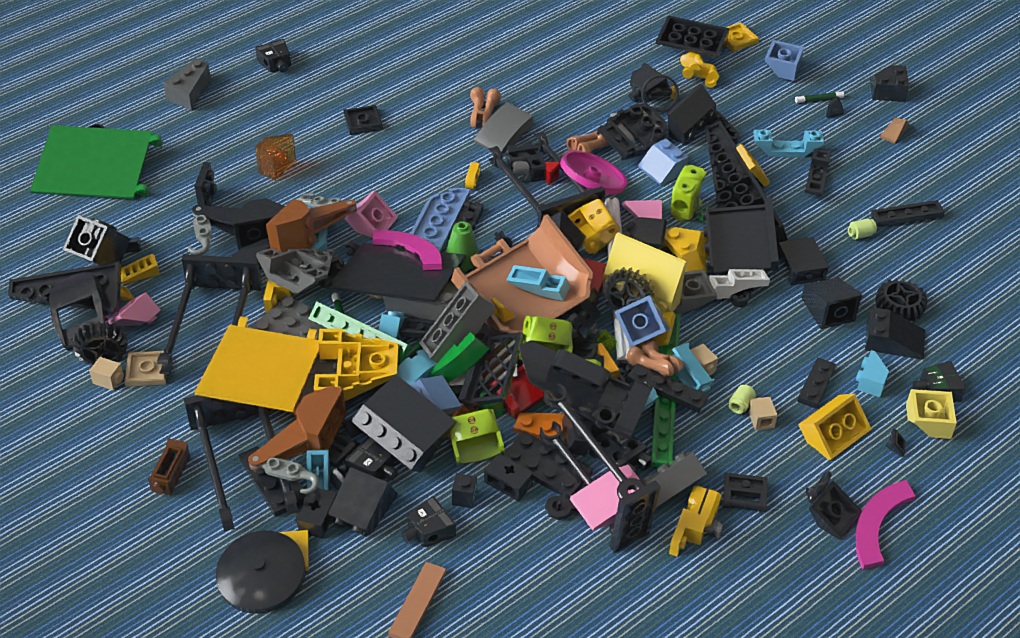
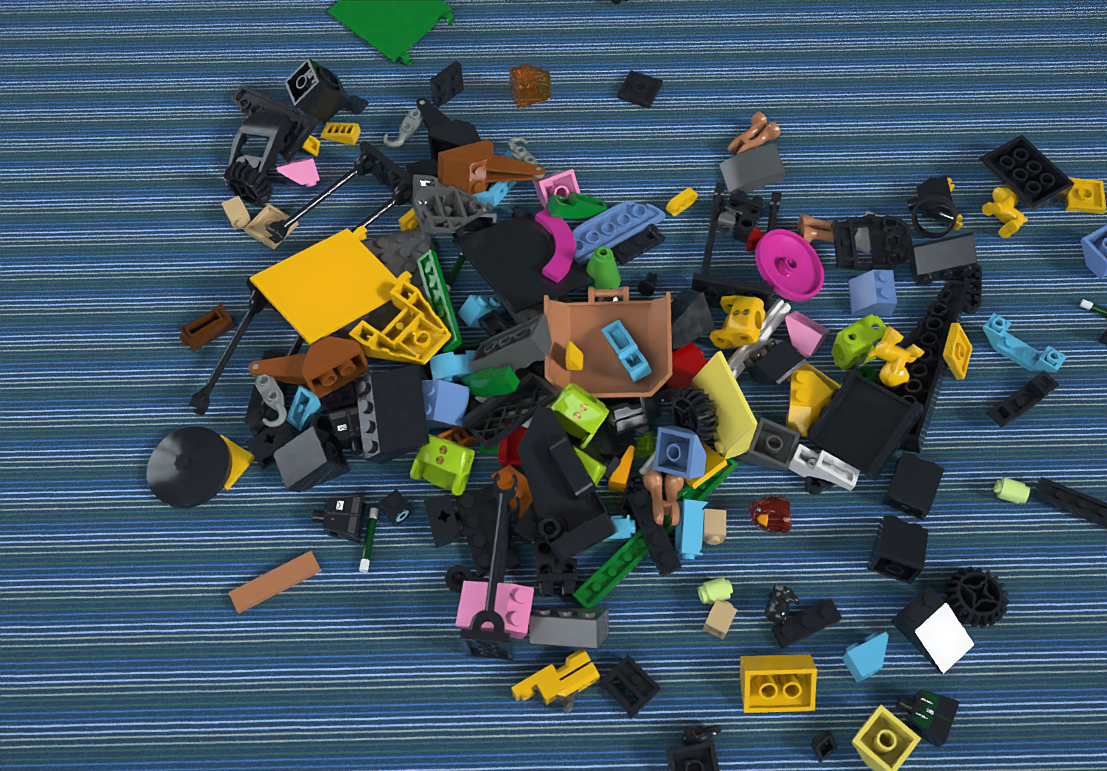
camera: 40 degrees right, 15 degrees up
(396, 218) = (575, 206): none -> green slope
(463, 528) = (368, 542): none -> dark green bar
(722, 184) = (893, 371): none -> yellow animal
(729, 331) = (771, 514): none -> clear red piece
(790, 378) = (778, 604): none -> black animal

